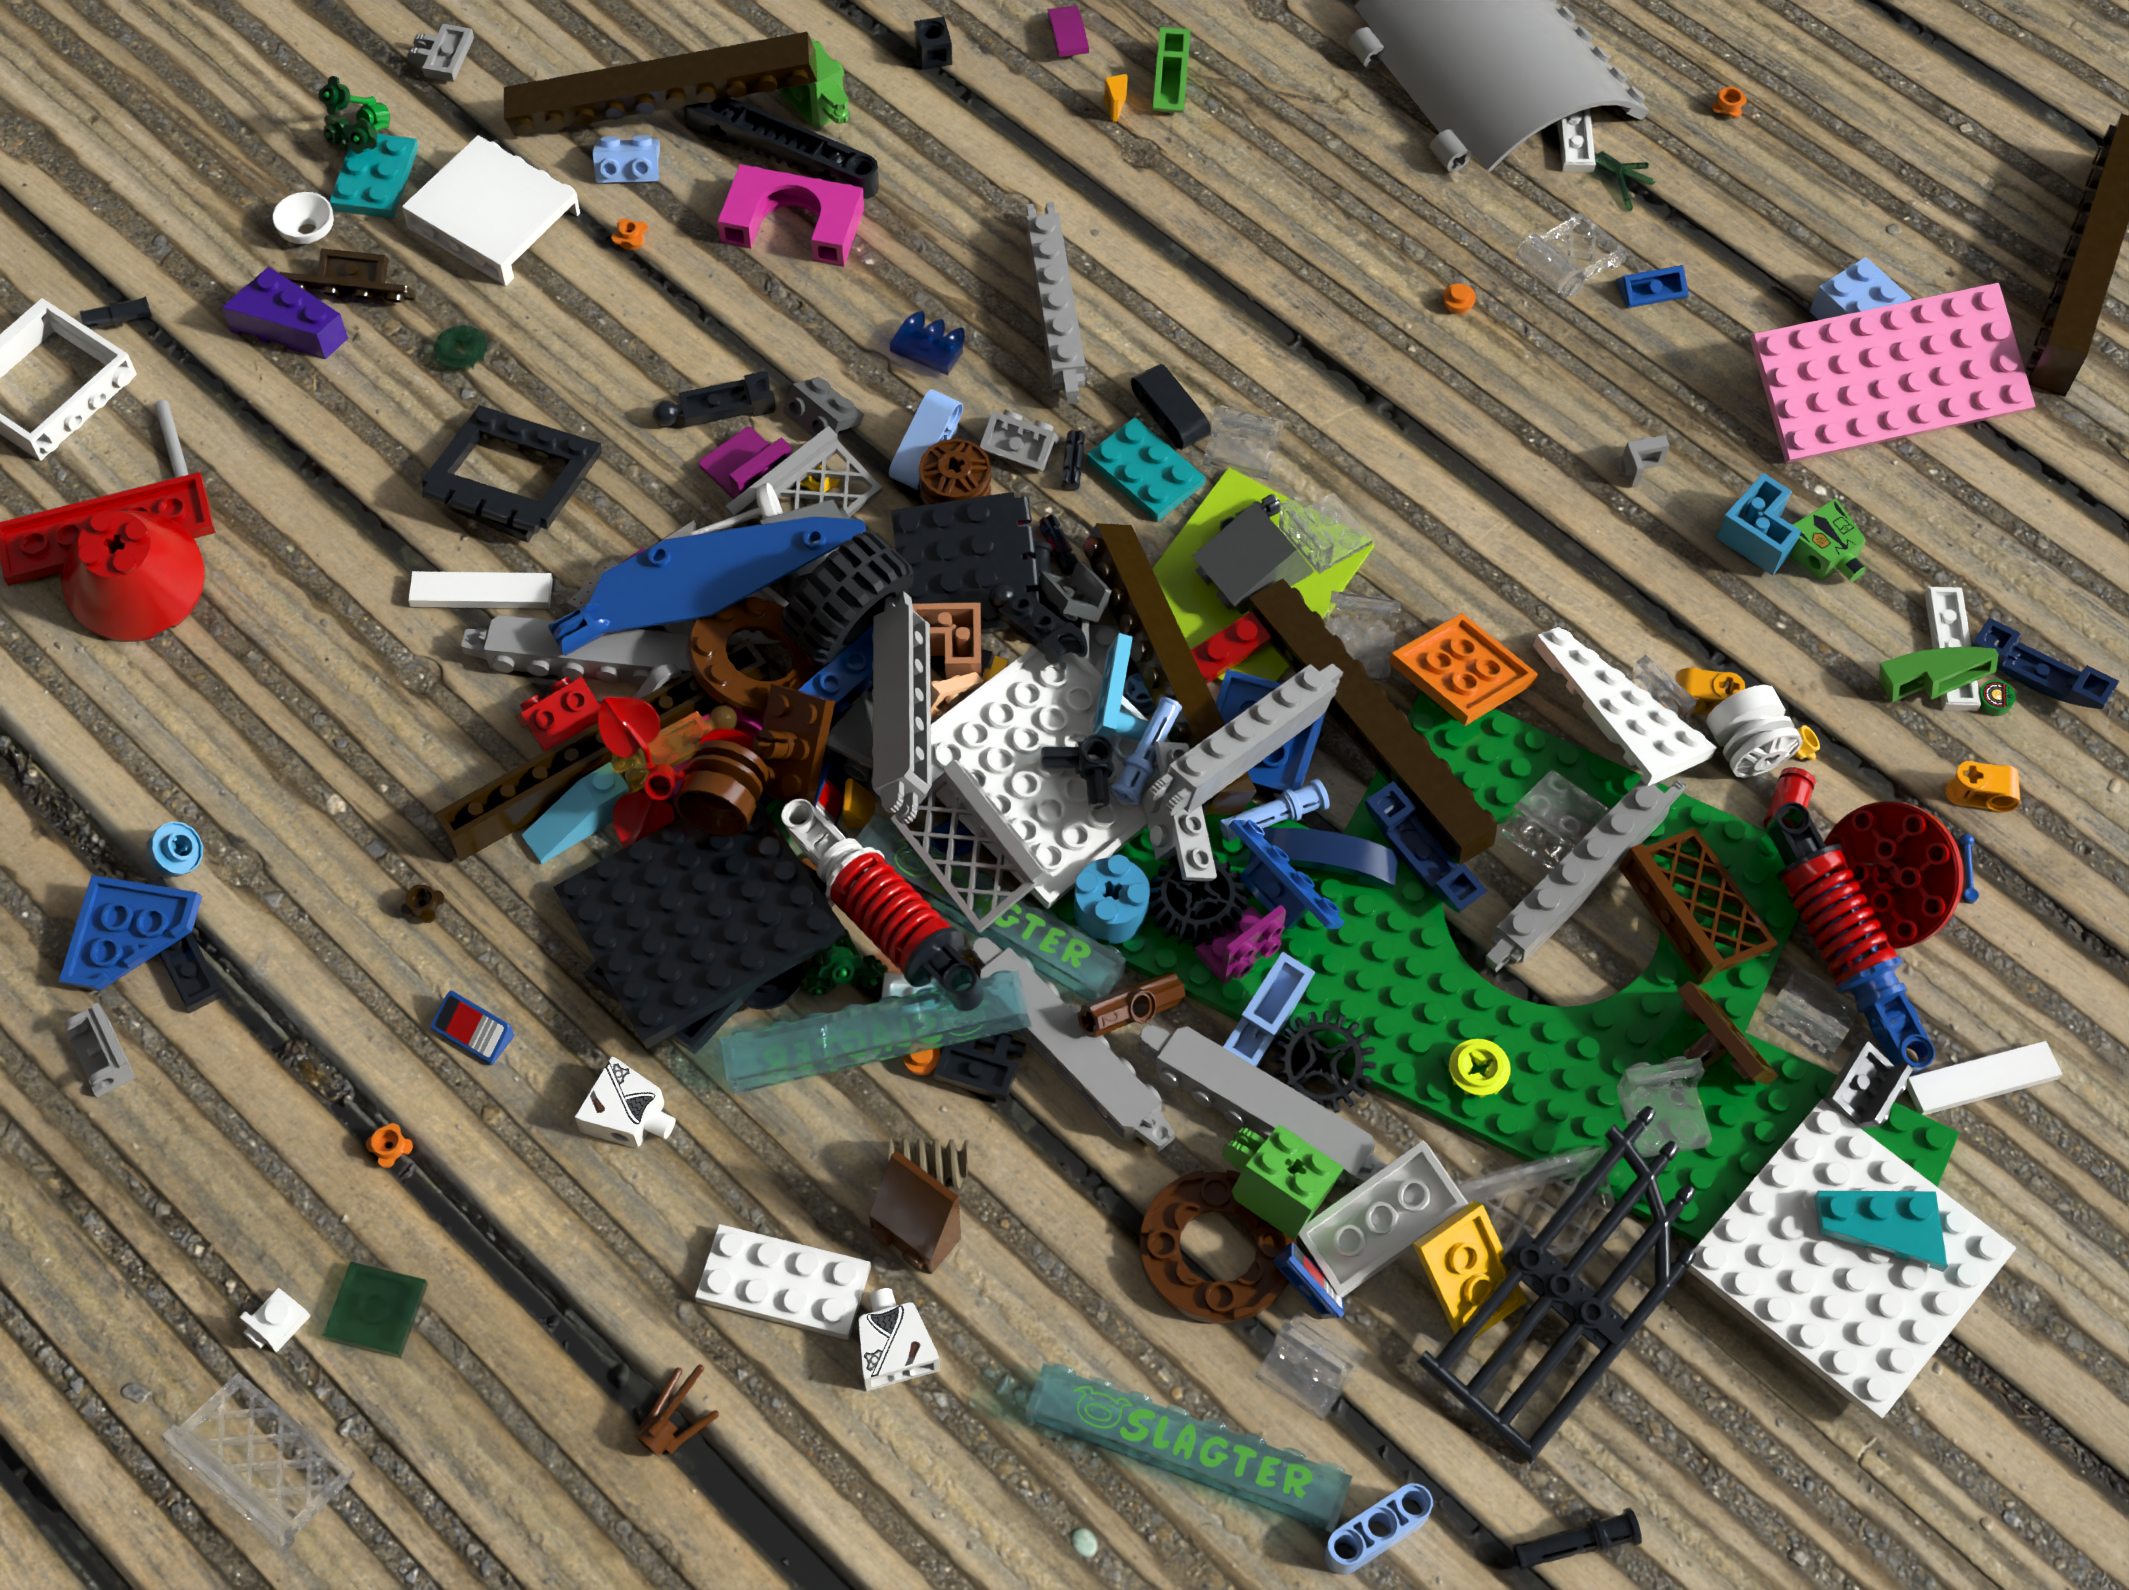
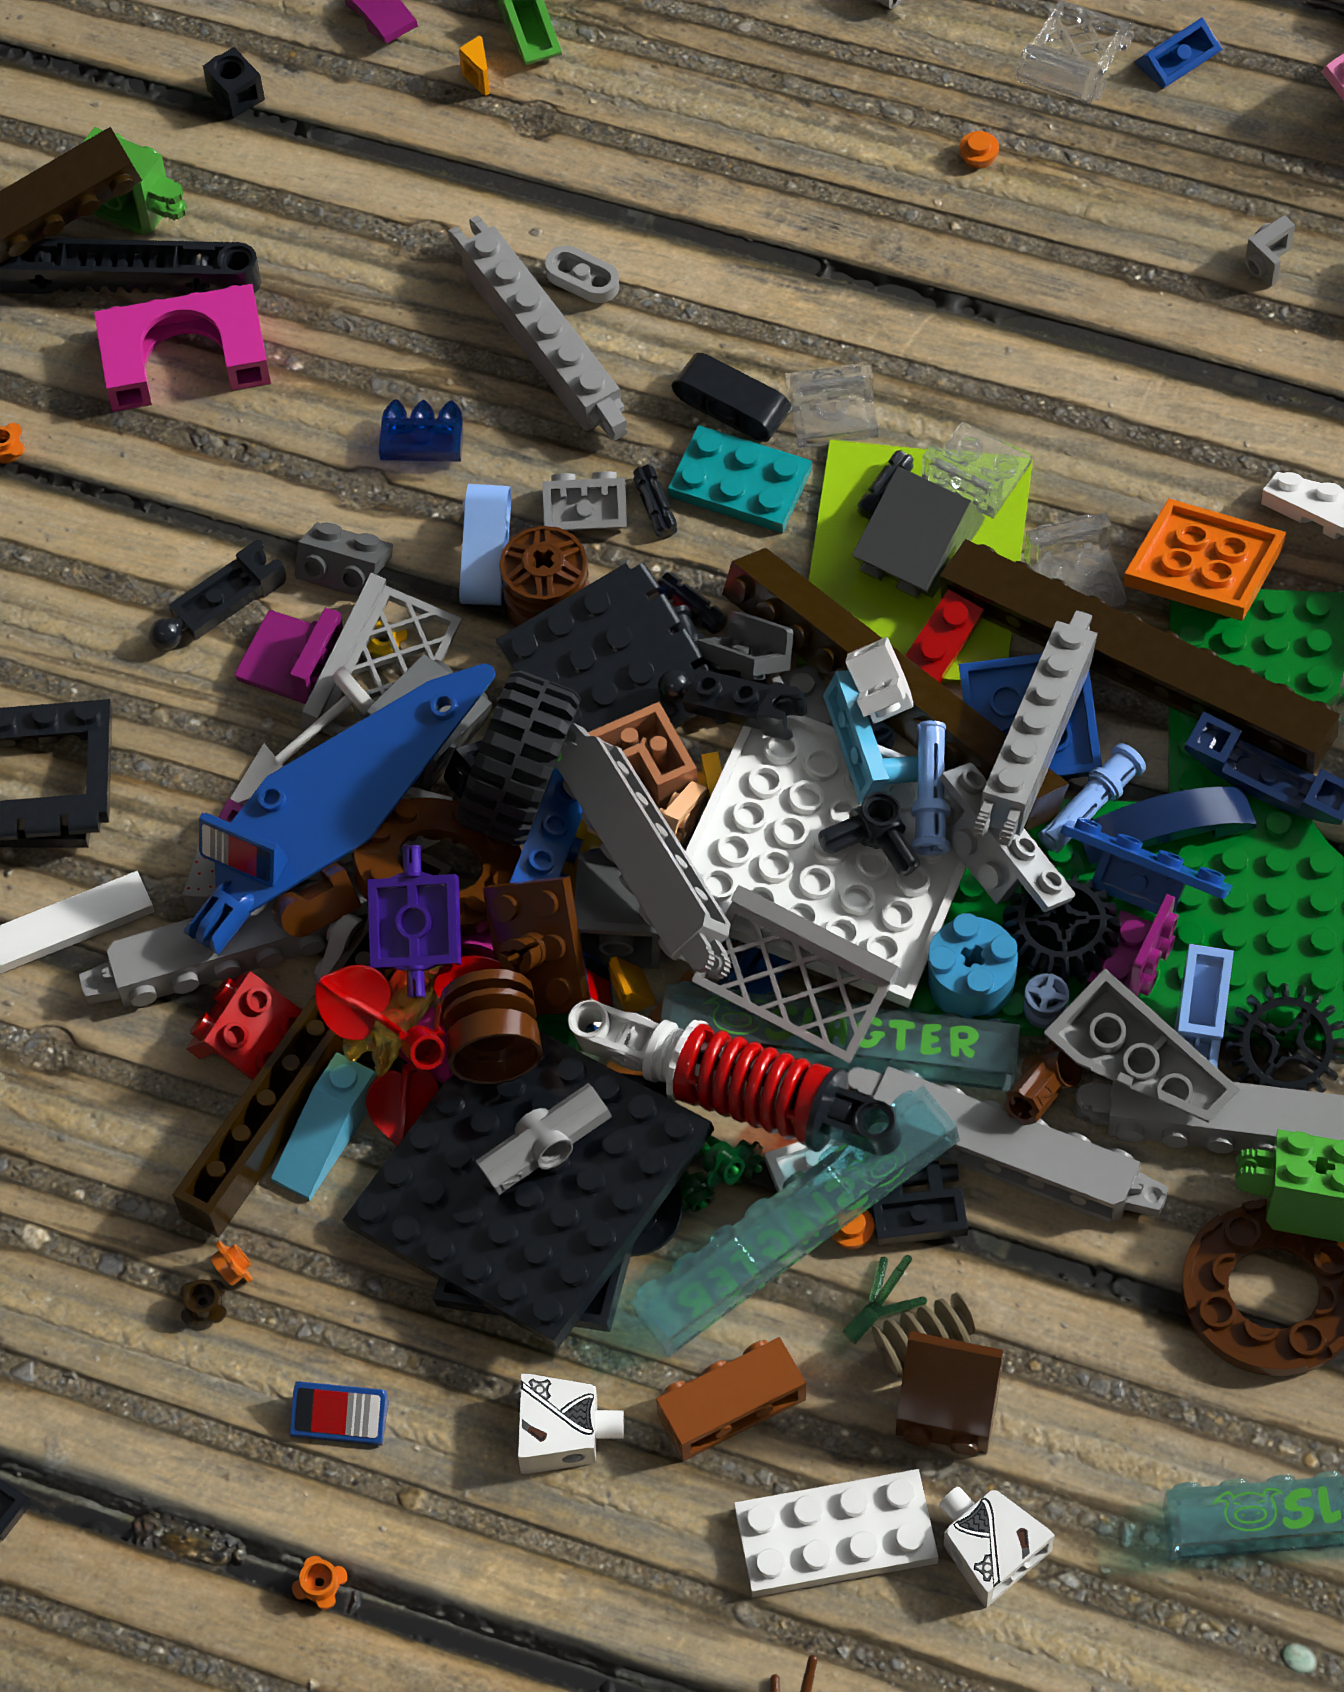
camera: 20 degrees left, 0 degrees up
(456, 884) = (231, 1263): none -> orange plate
(615, 584) = (240, 850): none -> slope
(652, 649) = (317, 904): none -> reddish brown leg
(706, 687) = (414, 922): none -> dark purple plate
(715, 888) = (543, 1138): none -> light grey piece
(758, 1144) = (730, 1397): none -> dark orange brick
(903, 1126) = (873, 1309): none -> clear green plant
(1114, 279) = (584, 274): none -> light grey plate
(1149, 654) = (879, 681): none -> white brick
(1156, 940) = (1045, 989): none -> sand blue wheel
(1196, 1010) = (1130, 1044): none -> light grey wedge

